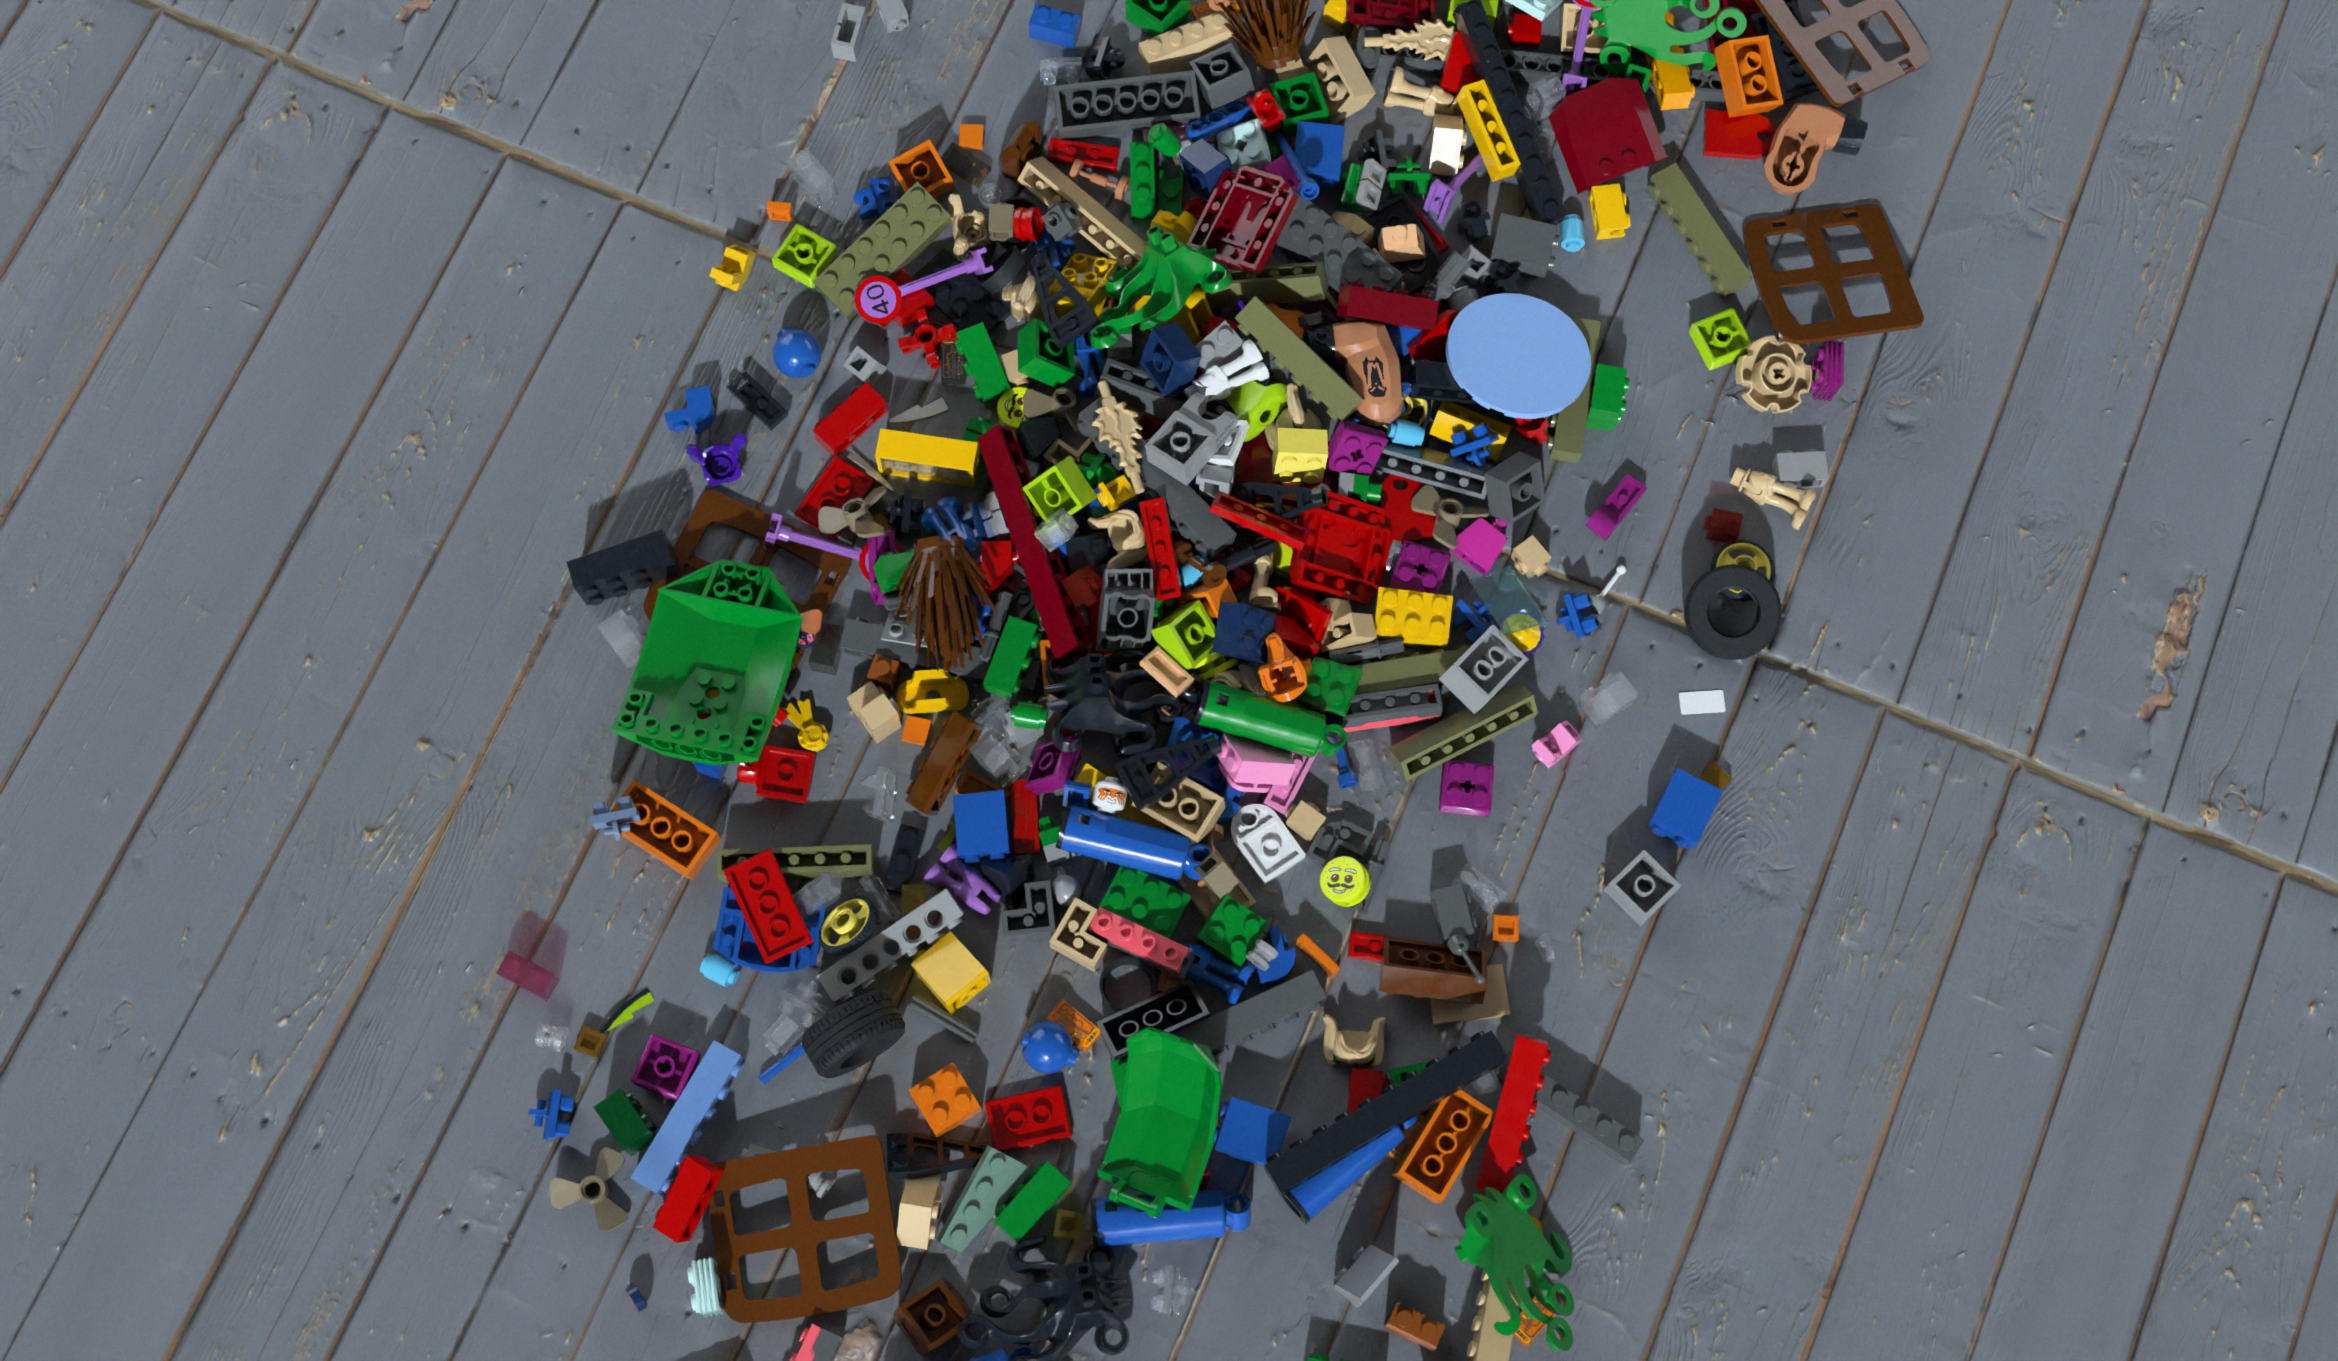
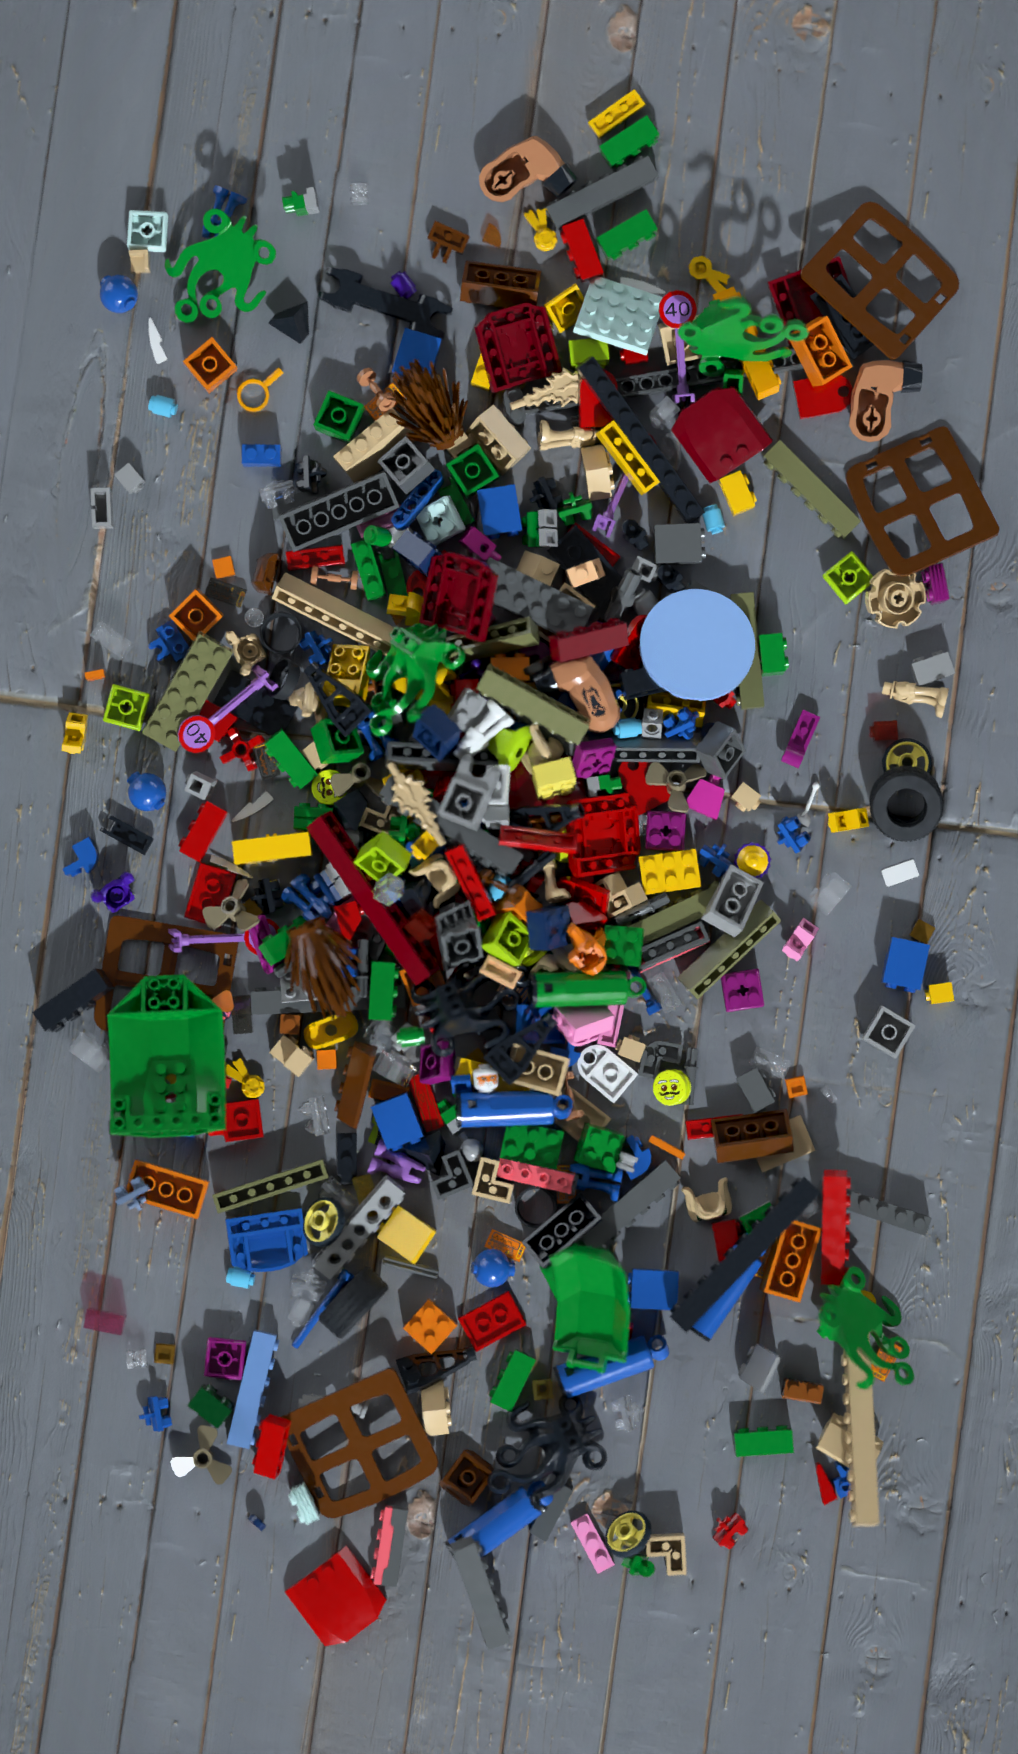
camera: 15 degrees left, 15 degrees up
(625, 1012) = (182, 1326): sticker -> none
(768, 906) = (262, 1225): red tile -> none
(817, 895) = (291, 1209): clear arch -> none
(985, 1192) = (477, 1382): sand green wing -> none
(1001, 222) = (271, 639): dark tan brick -> none
(1028, 224) = (292, 638): red wheel -> none
(1062, 221) = (318, 628): dark grey brick -> none
(1216, 875) = (579, 1115): dark tan brick -> none
(1266, 109) = (448, 487): red hips -> none
(1307, 187) = (502, 556): blue piece -> none
(1437, 444) = (652, 723): none -> light grey brick
(1462, 950) = (766, 1114): dark grey hinge -> none
(1508, 600) = (737, 838): clear light blue piece -> none
(1652, 618) = (848, 820): none -> yellow brick
(1719, 859) = (939, 993): none -> yellow brick

